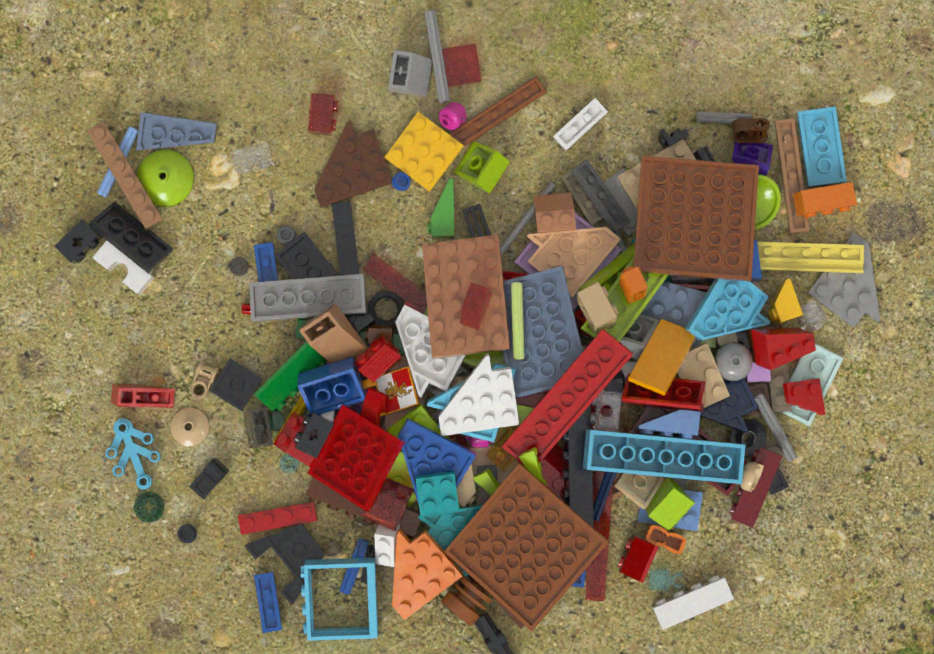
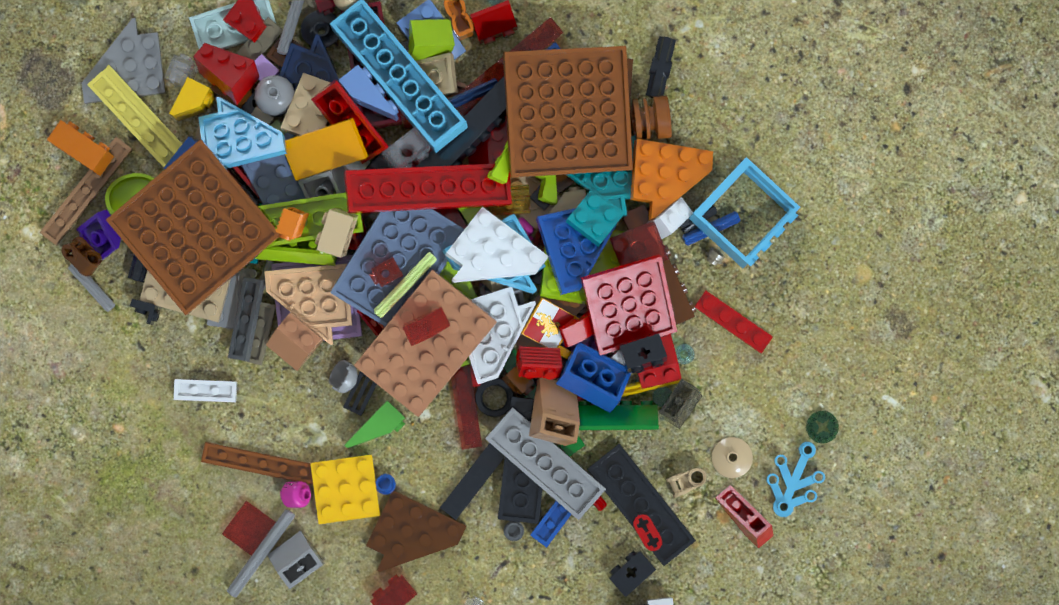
camera: 135 degrees left, 0 degrees up
(176, 274) = (643, 571): none -> black brick
(187, 533) = (812, 377): black plate -> none
(197, 315) = (643, 535): none -> red beam
(209, 478) = (755, 402): black plate -> none
(218, 335) = (637, 496): none -> black plate
(236, 384) = (665, 453): black plate -> none
(239, 266) = (573, 542): clear smoke tile -> none
(268, 602) = (802, 265): blue plate -> none
(293, 548) = (743, 286): black wing -> none
(482, 167) = (313, 433): lime slope -> none
(499, 222) = (343, 376): none -> light grey hair
(523, 222) = (320, 360): light grey bar -> none
(542, 322) = (388, 264): none -> clear red brick
(821, 147) = (41, 190): medium azure plate -> none

